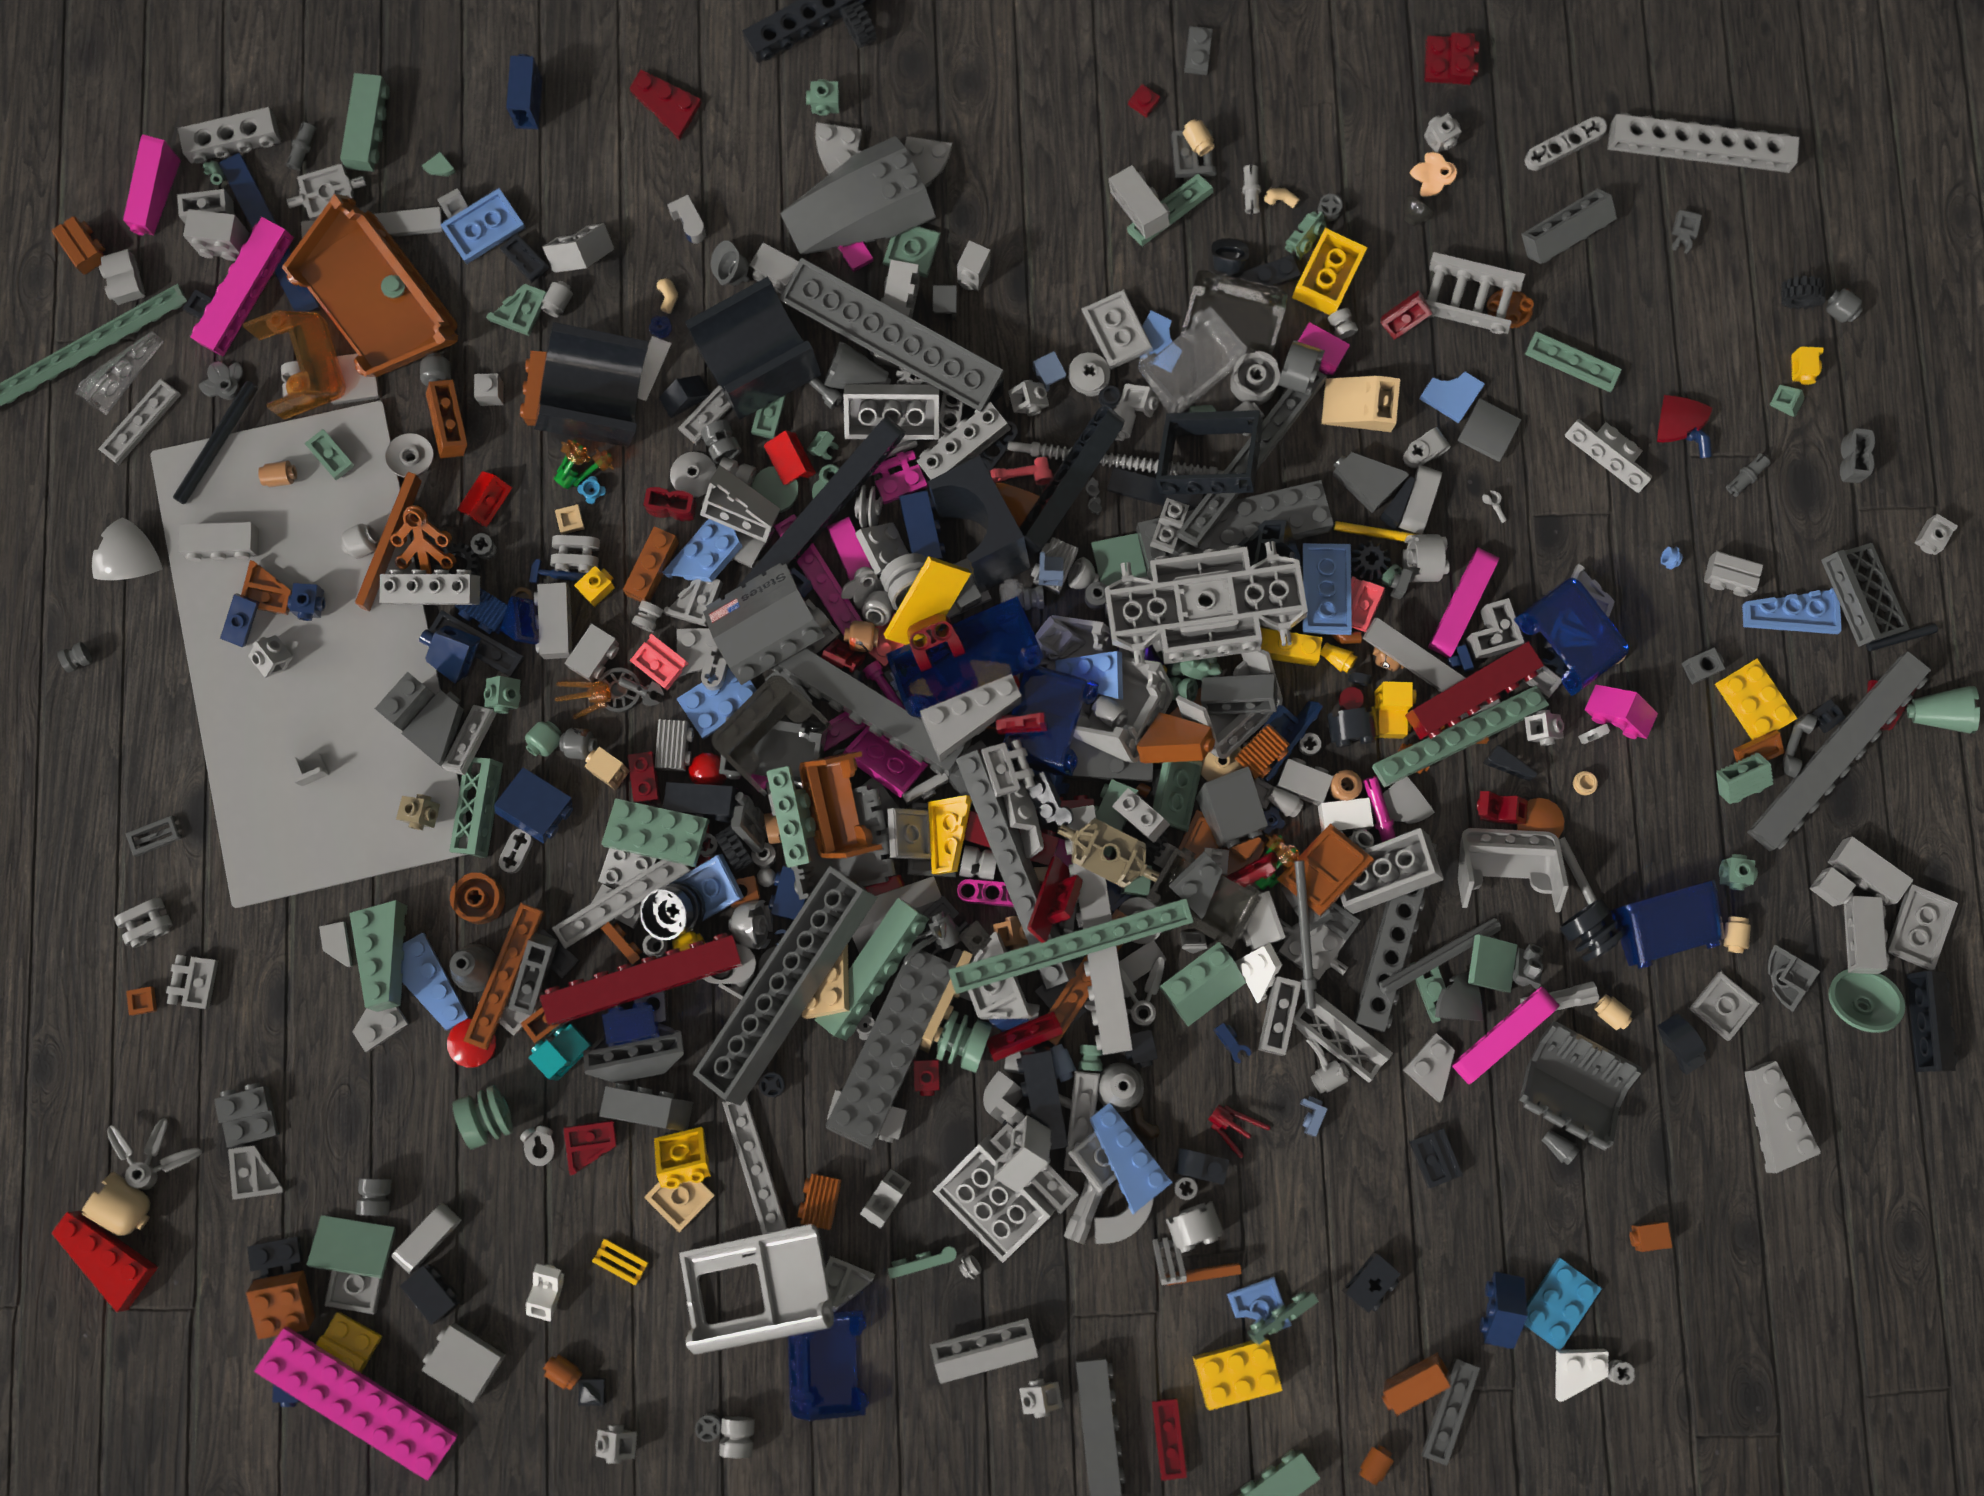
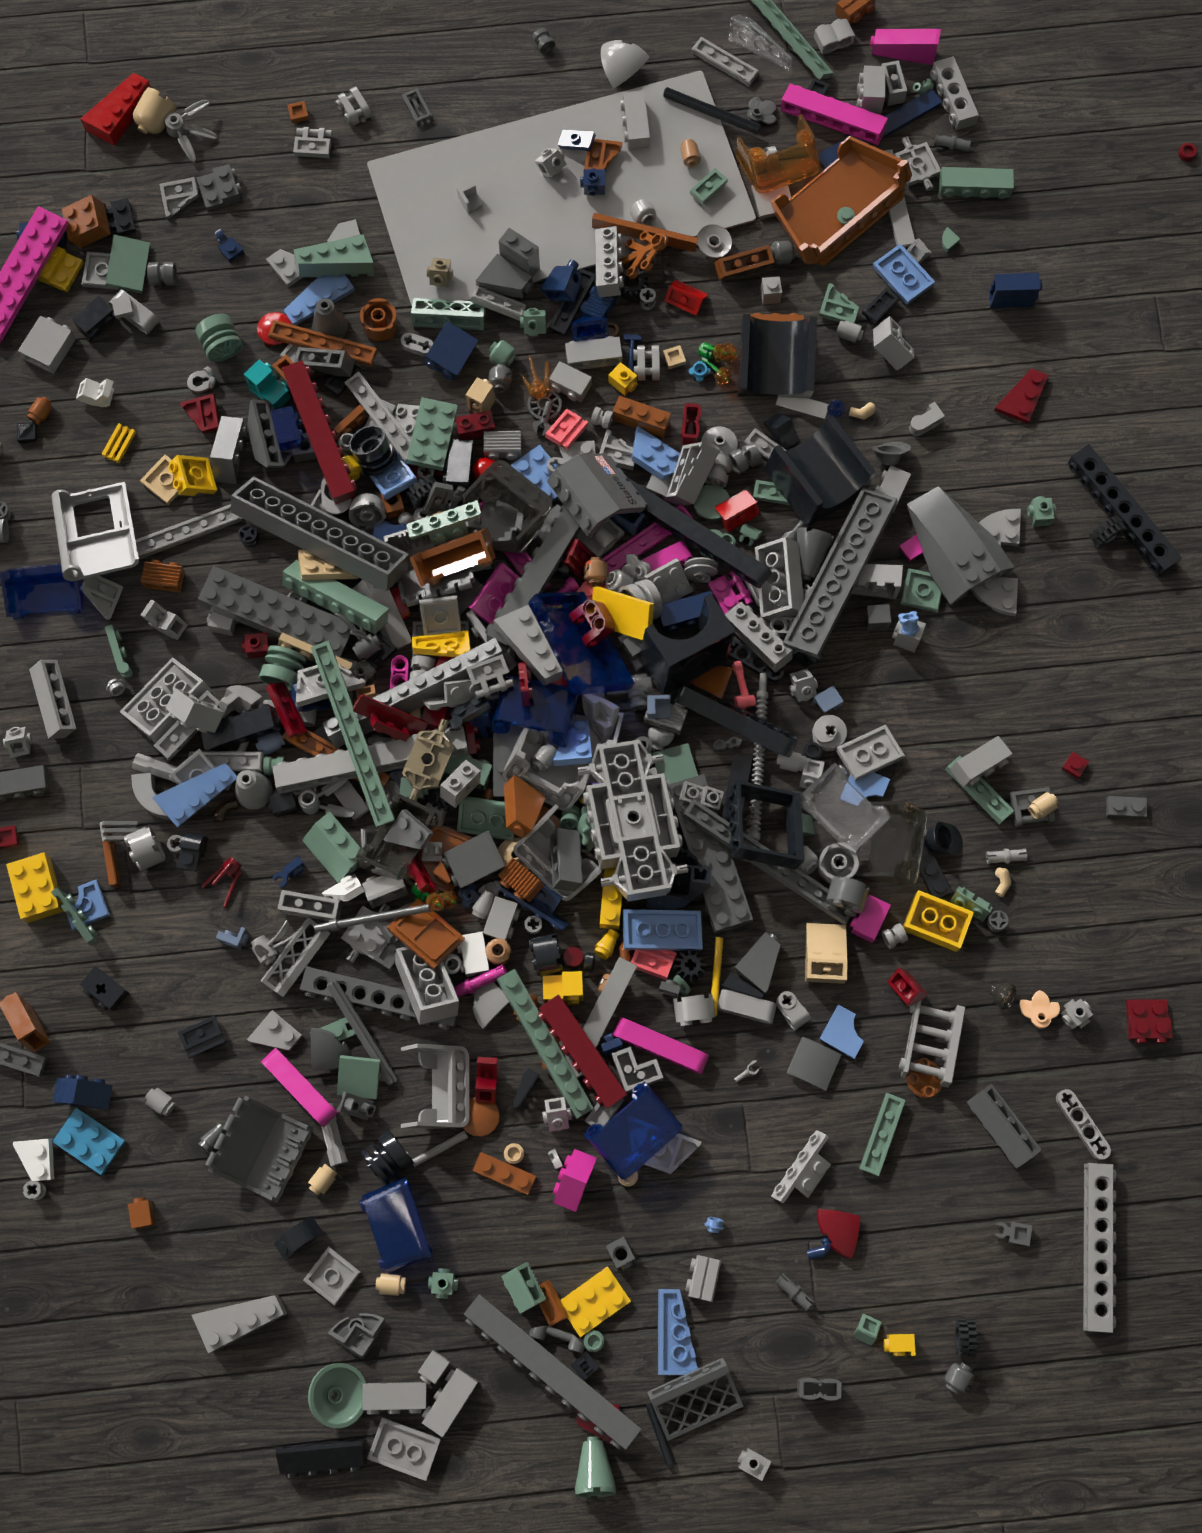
camera: 90 degrees right, 5 degrees down
(341, 1103) = (228, 247): none -> dark blue plate
(422, 1251) = (122, 307): none -> light grey tile
(971, 256) = (909, 623): none -> medium blue brick
(1515, 1212) = (160, 1101): none -> light grey brick
(1607, 796) = (504, 1173): none -> dark orange plate
(1800, 703) = (593, 1341): none -> sand green plate

